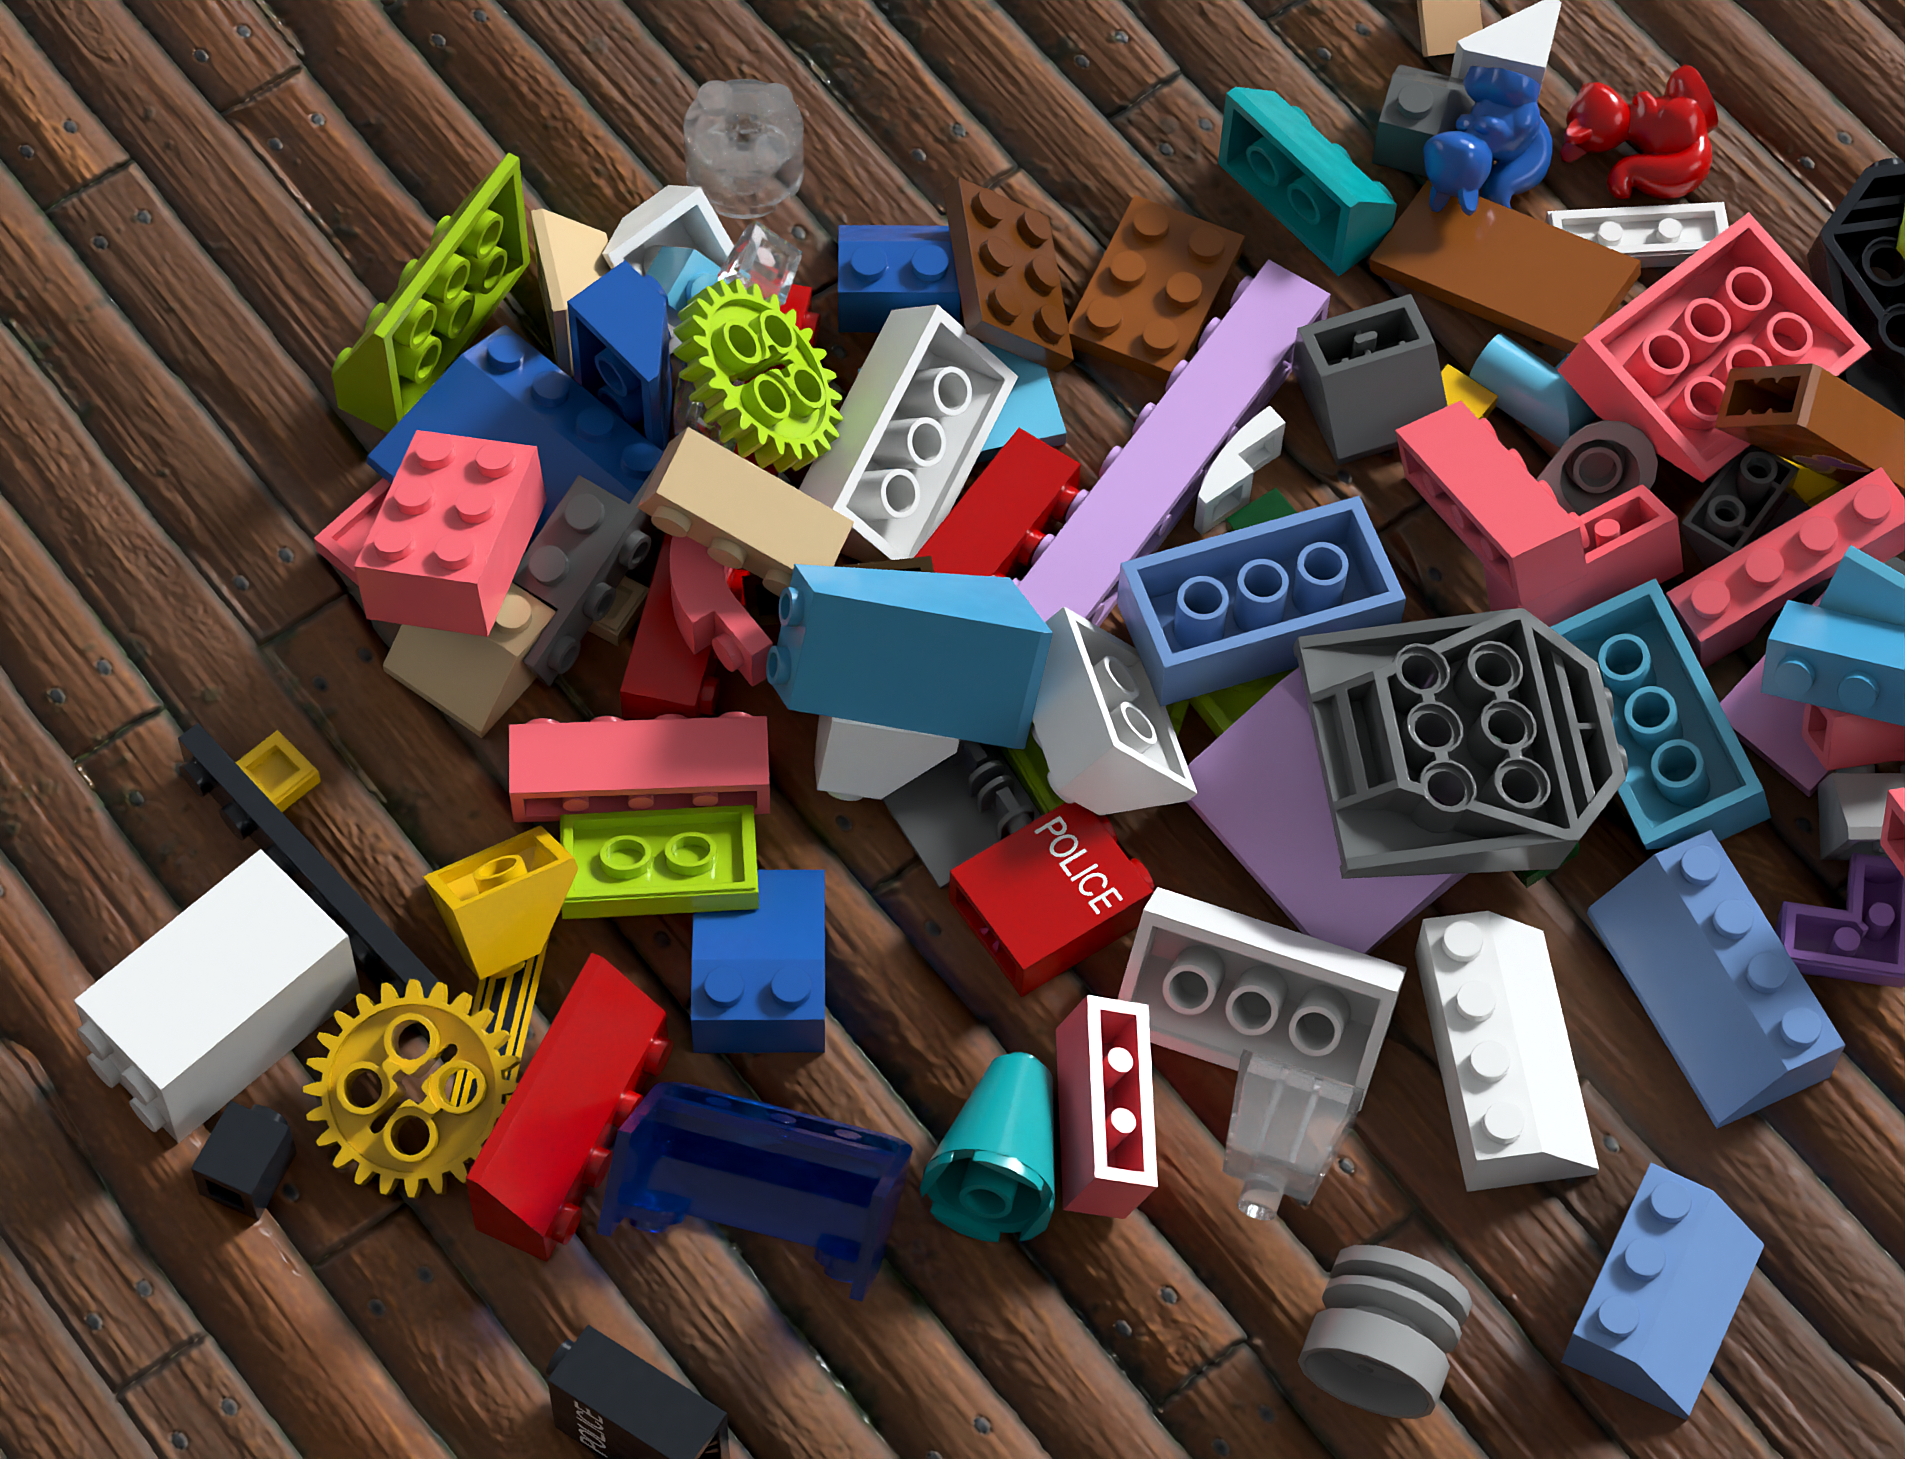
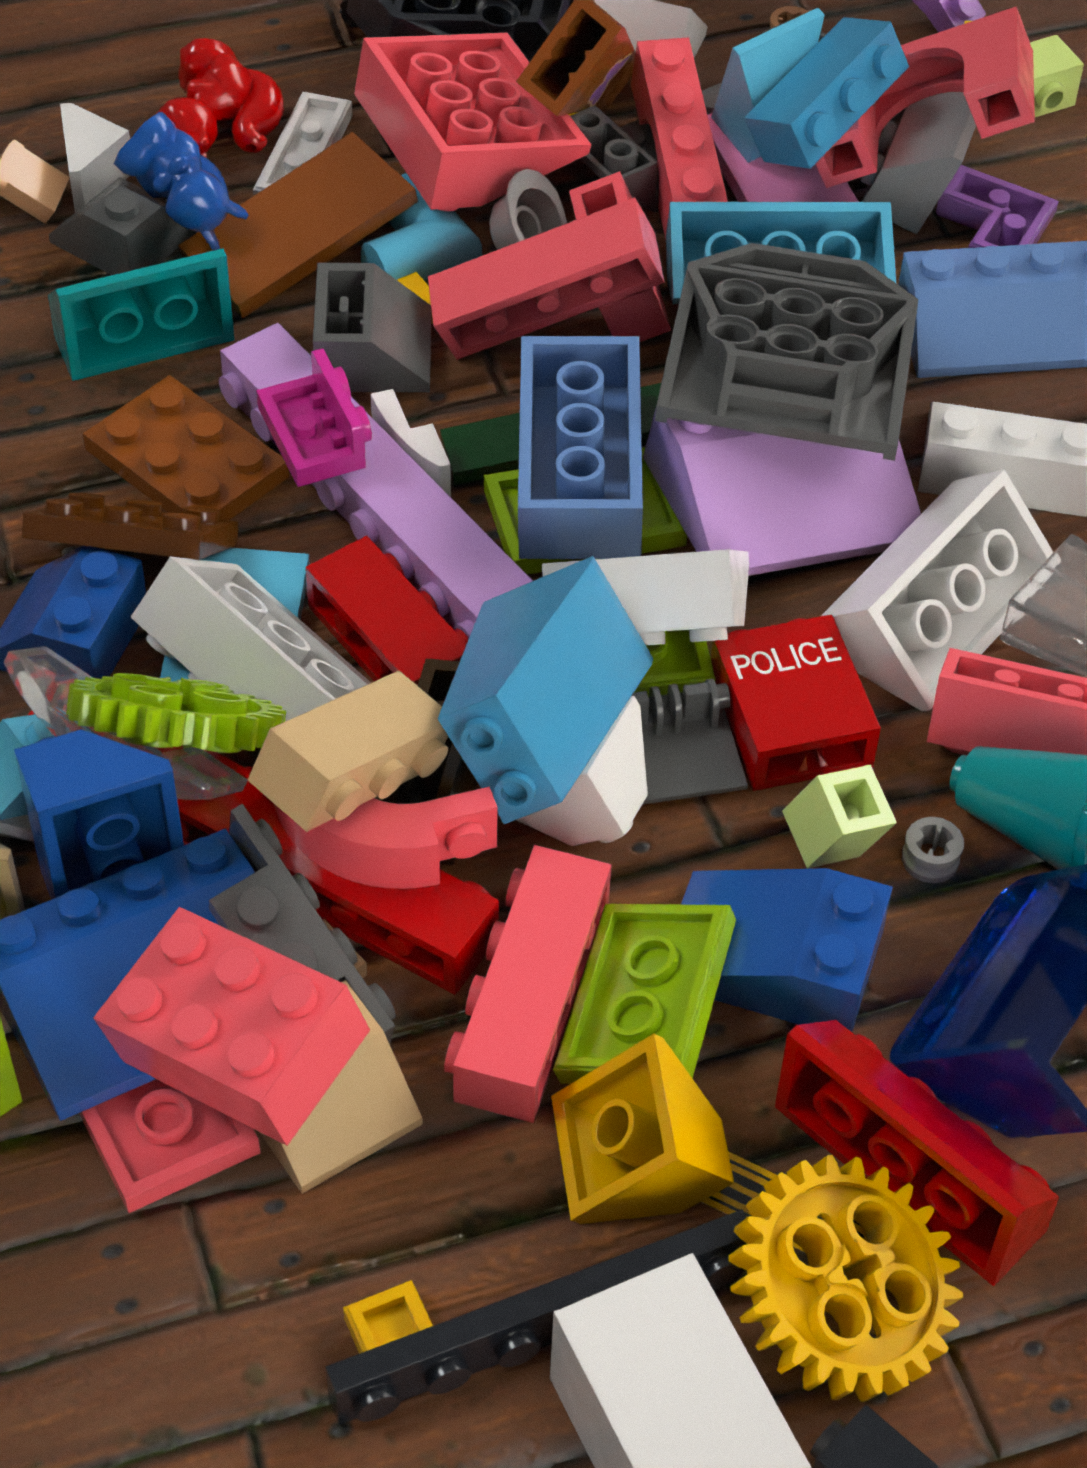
camera: 70 degrees left, 10 degrees down
(910, 965) = (838, 816): none -> yellowish green brick
(928, 1048) = (938, 833): none -> light grey bush
(1180, 366) = (316, 423): none -> dark pink bracket

